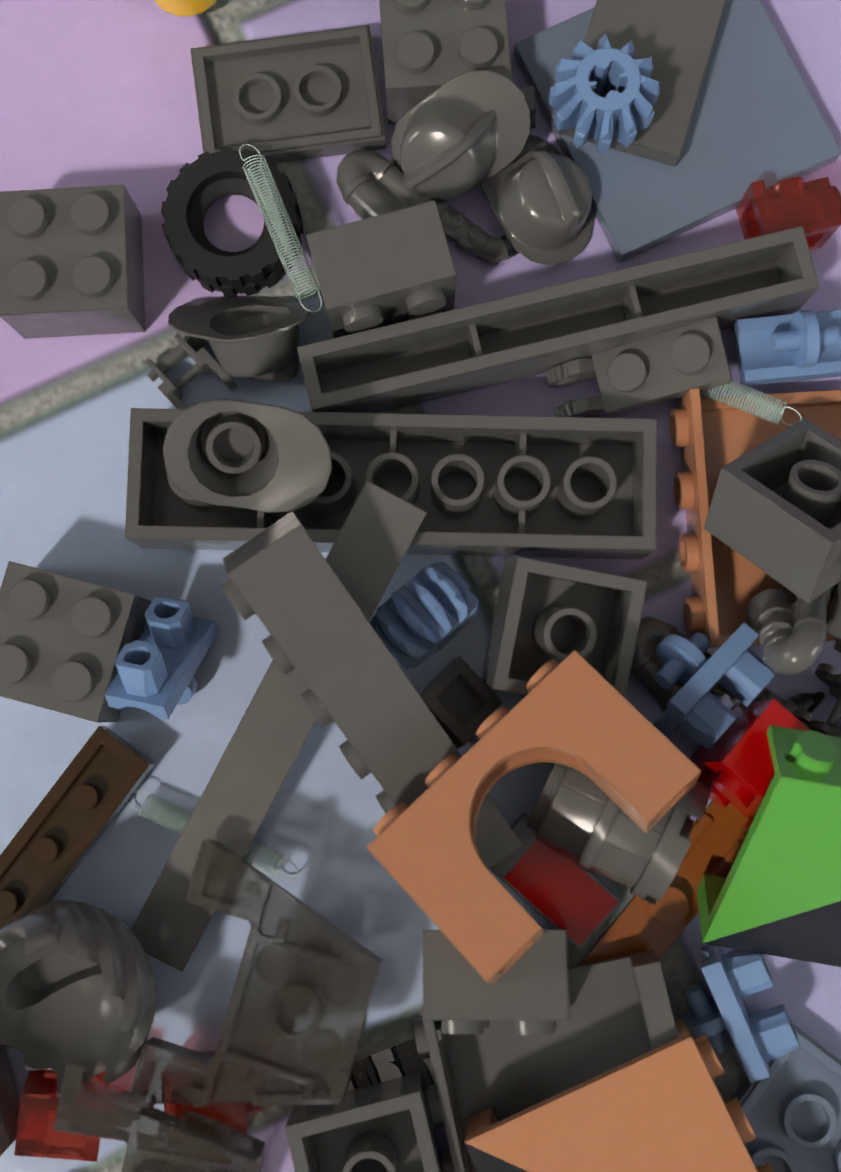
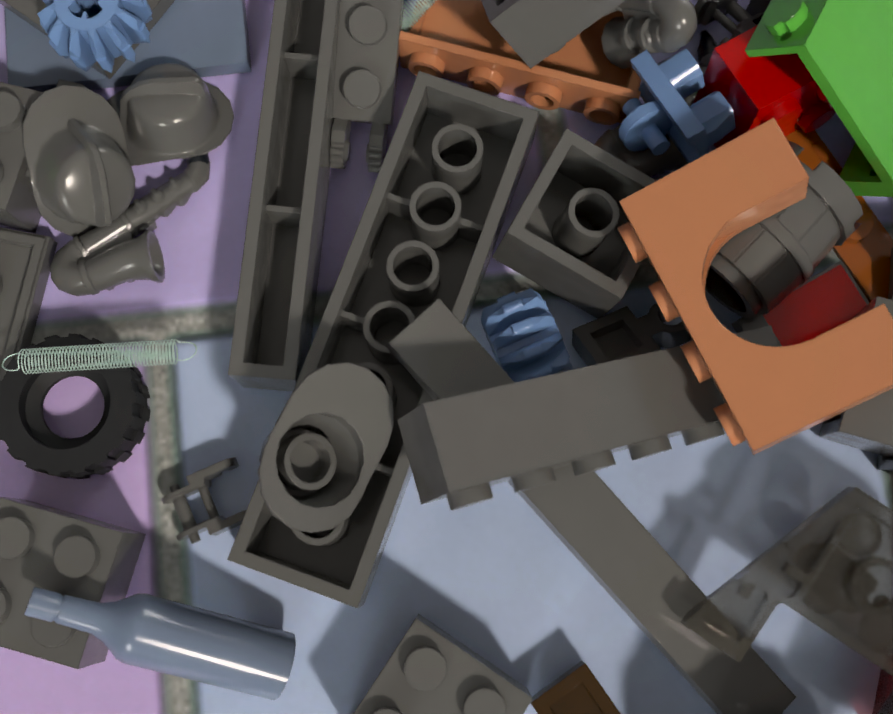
camera: 75 degrees left, 5 degrees down
(52, 393) = (178, 639): none -> sand blue piece
(161, 664) = (487, 615): medium blue hips -> none
(186, 820) = (627, 681): light aqua piece -> none
(246, 334) = (190, 428): dark grey piece -> none
(384, 269) = (184, 270): dark grey brick -> none

